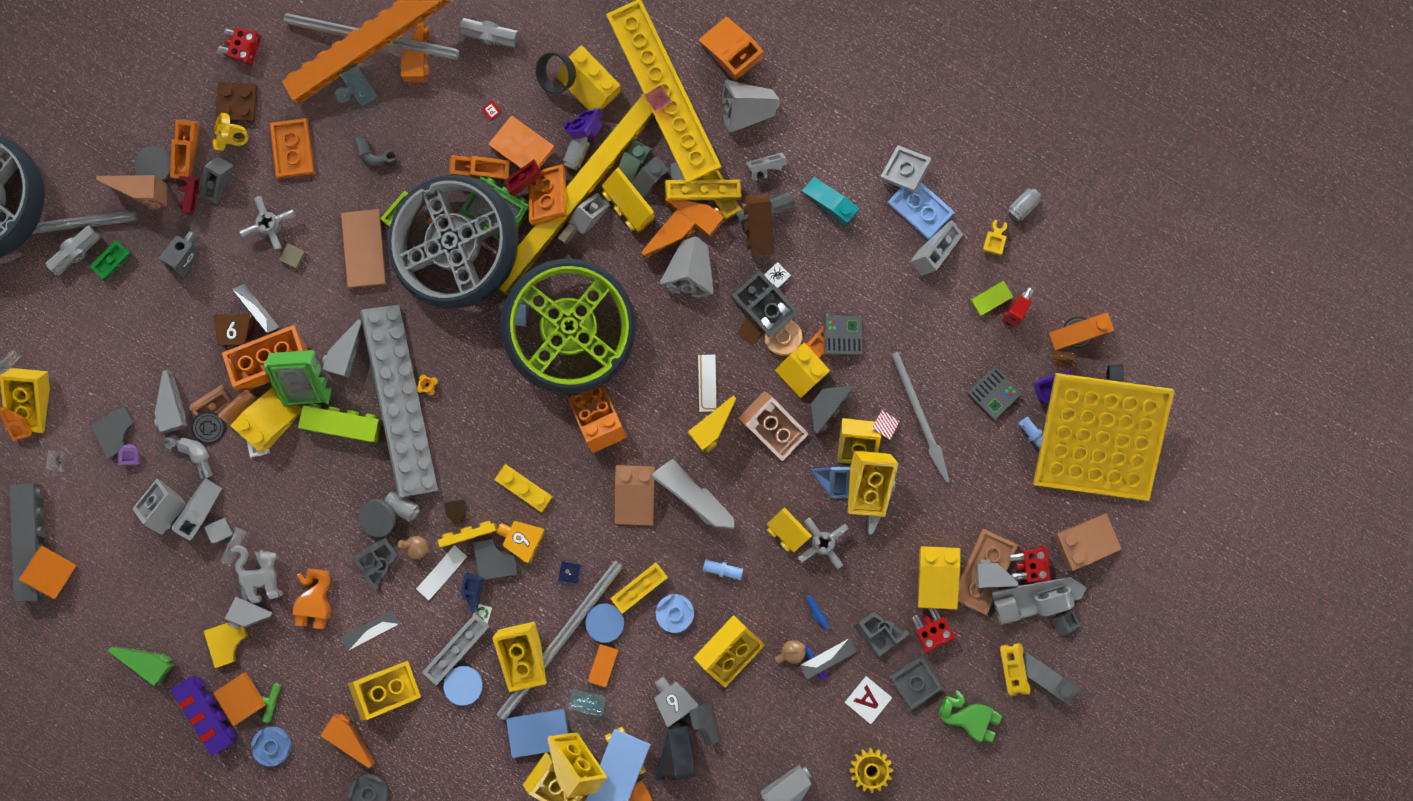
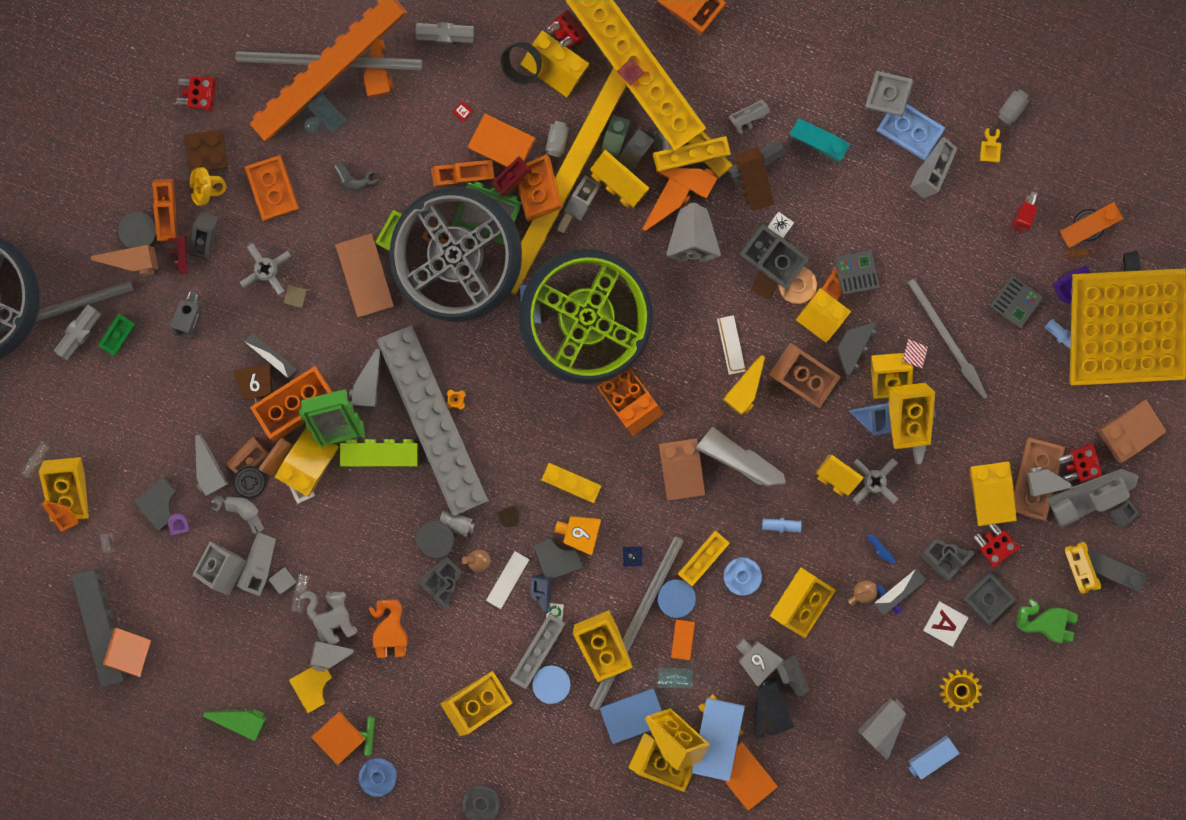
camera: 10 degrees left, 5 degrees up
(204, 714) = (308, 759): dark purple brick -> none
(347, 738) = (448, 754): orange slope -> none
(370, 630) = (449, 648): dark grey sticker -> none
(467, 533) = (526, 537): yellow plate -> none
(585, 125) = (561, 110): dark purple plate -> none
(606, 50) = (567, 30): none -> red piece
(747, 104) = (718, 58): light grey slope -> none
(991, 298) = (997, 207): lime tile -> none

